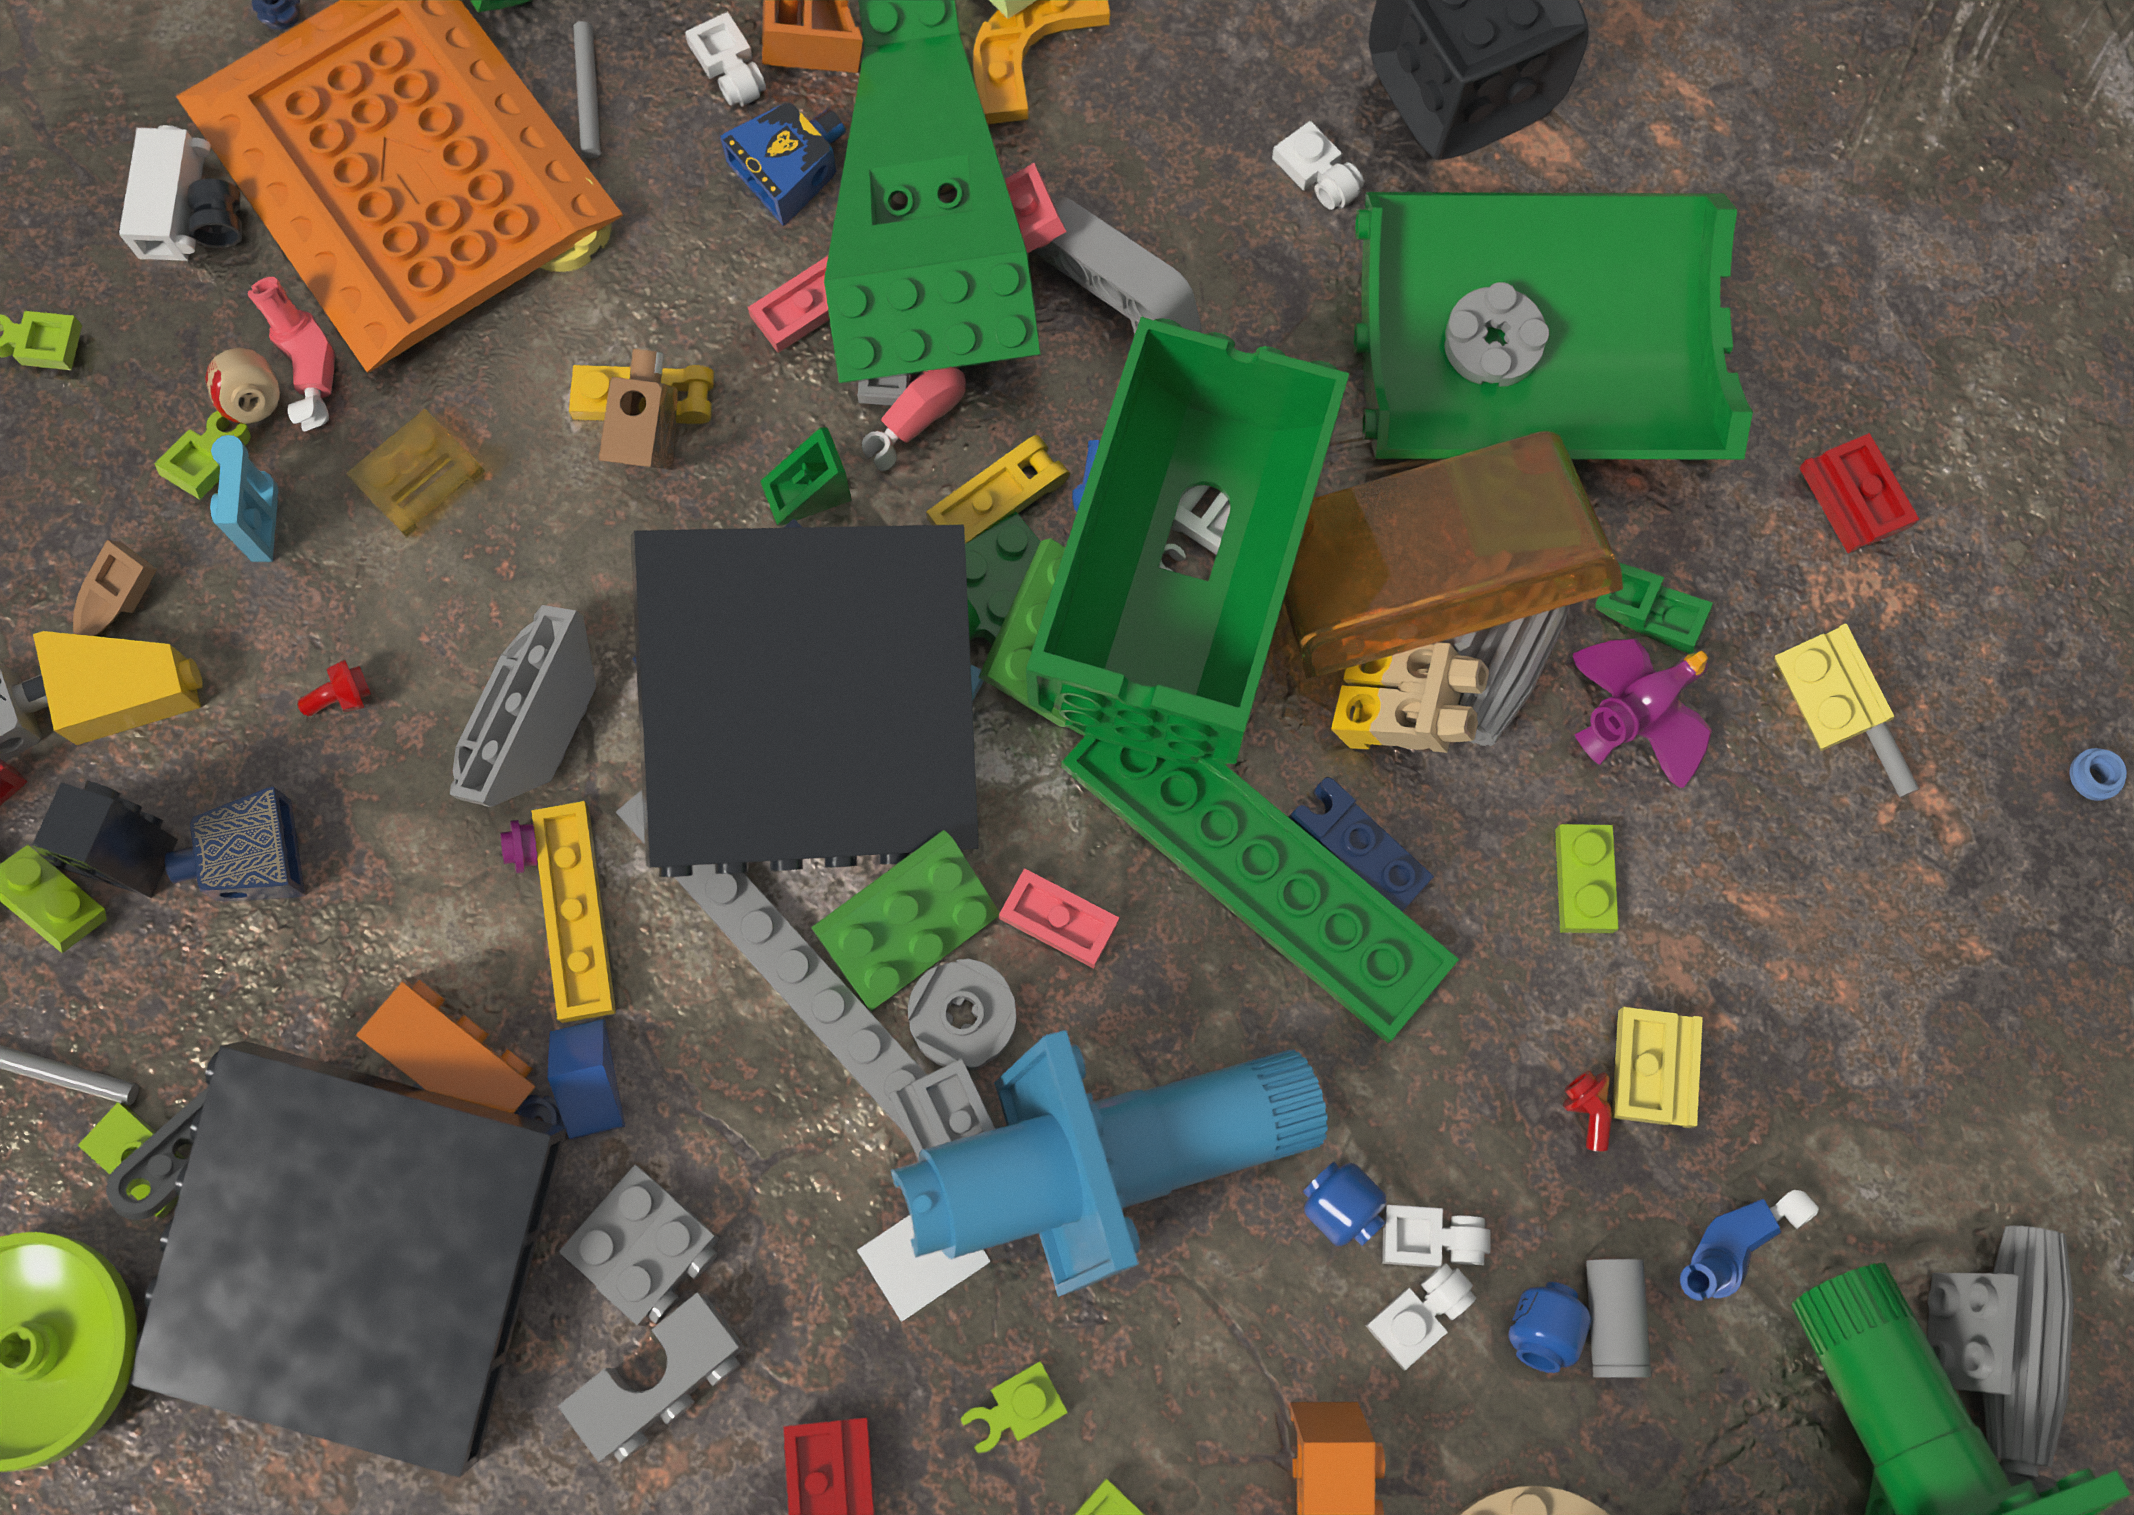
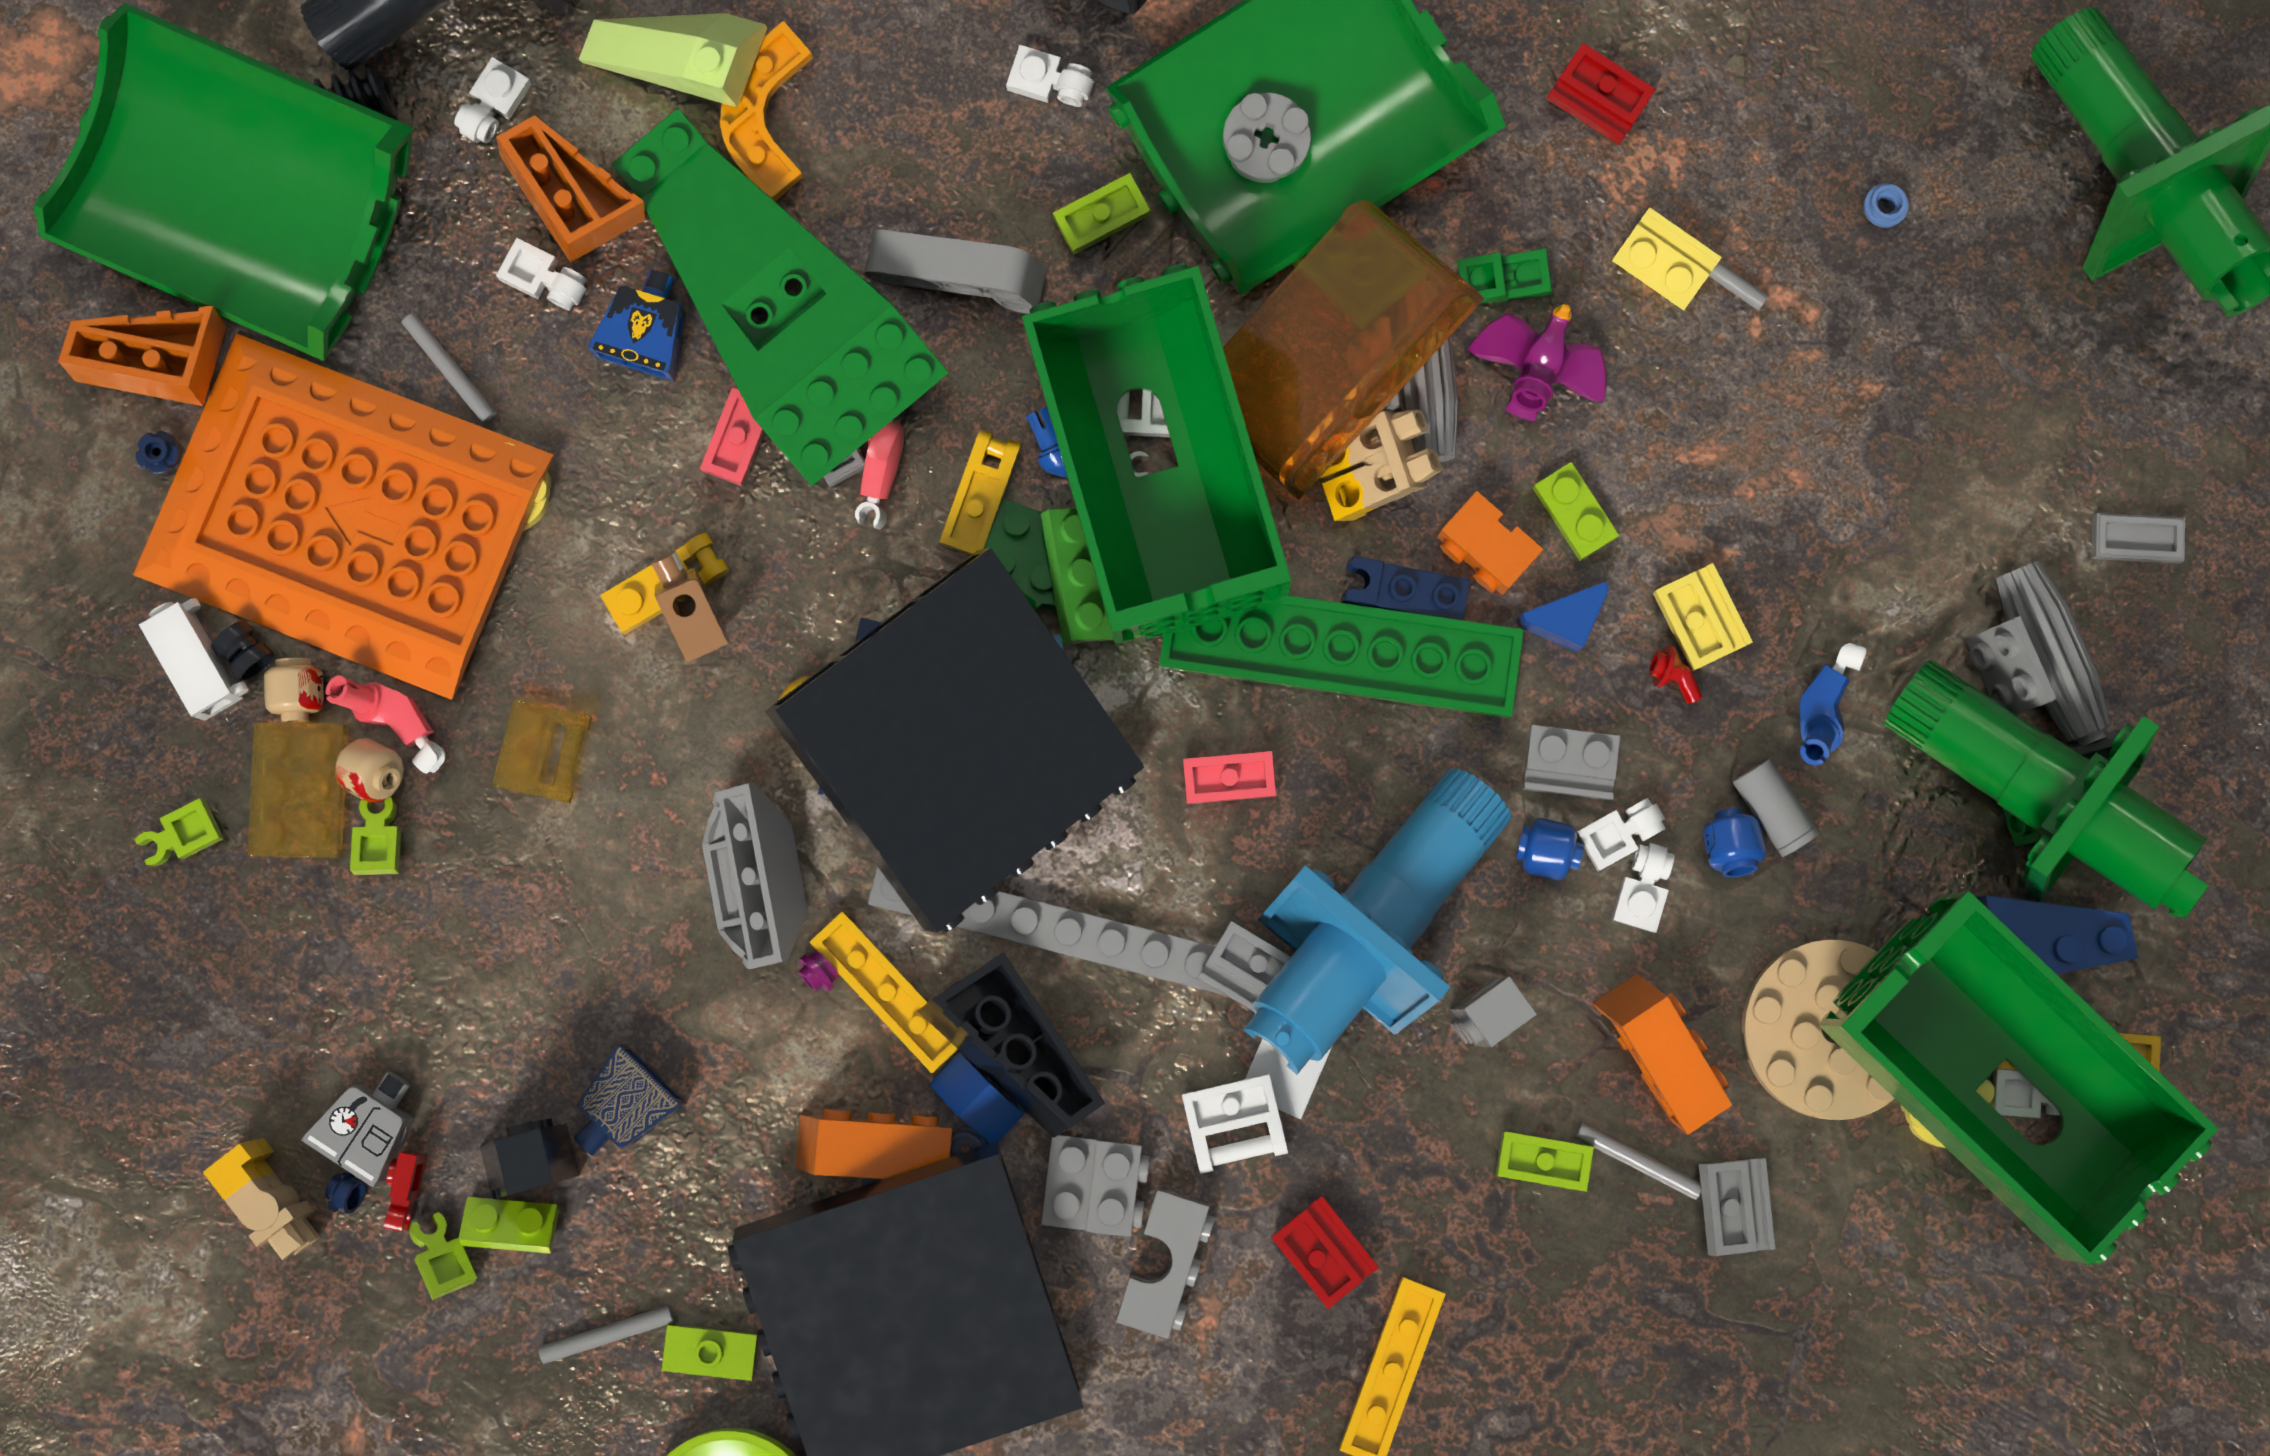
camera: 30 degrees left, 10 degrees up
(111, 587) = (385, 981): medium nougat plate -> none
(112, 683) = (441, 1046): yellow slope -> none
(153, 1166) = (732, 1347): dark grey plate -> none
(158, 374) = (296, 791): none -> clear yellow plate
(229, 273) = (294, 689): none -> tan head
(244, 501) = (446, 861): medium azure plate -> none
(344, 686) = (611, 940): red plate -> none
(657, 1041) = (1014, 1044): none -> black wedge
(807, 480) = (835, 574): green slope -> none
(834, 1259) = (1232, 1108): none -> white plate
(906, 920) = (1127, 849): bright green plate -> none
(953, 985) = (1223, 868): light grey plate -> none
(1024, 1405) = (1418, 1119): lime plate -> none
(1034, 208) = (865, 257): coral plate -> none
(1171, 1333) = (1491, 1013): none -> light grey arch
(1288, 312) = (1101, 214): none -> lime plate
(1425, 1131) = (1571, 762): none -> light grey plate
(1473, 853) = (1487, 545): none -> orange brick
(1511, 976) = (1567, 619): none -> blue slope

